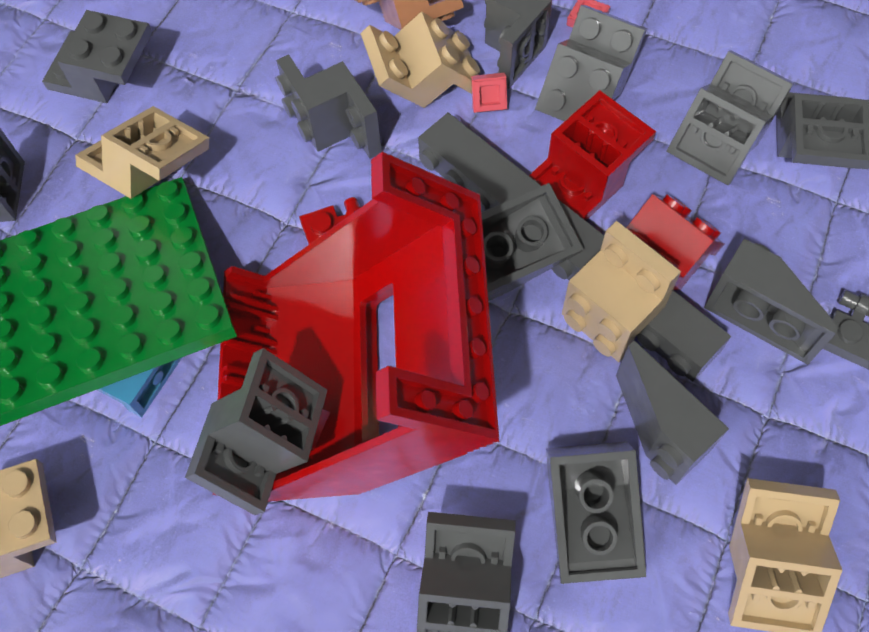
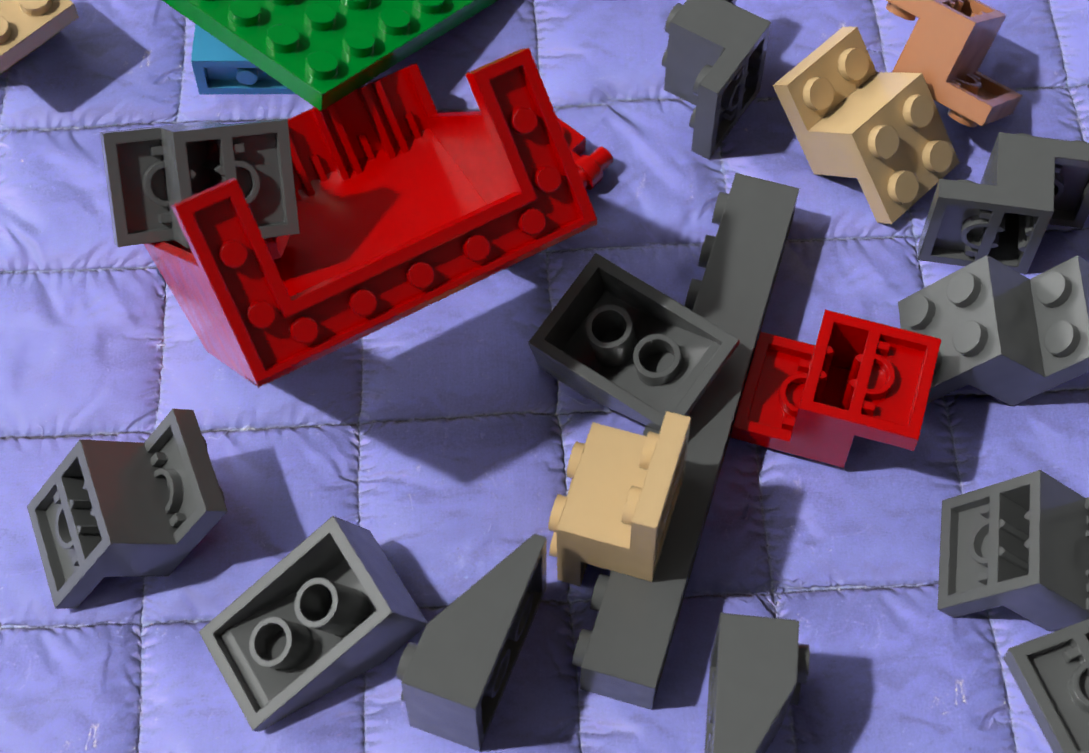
camera: 60 degrees right, 5 degrees down
(489, 92) = (879, 230): coral tile -> none
(676, 236) = (759, 544): bracket -> none

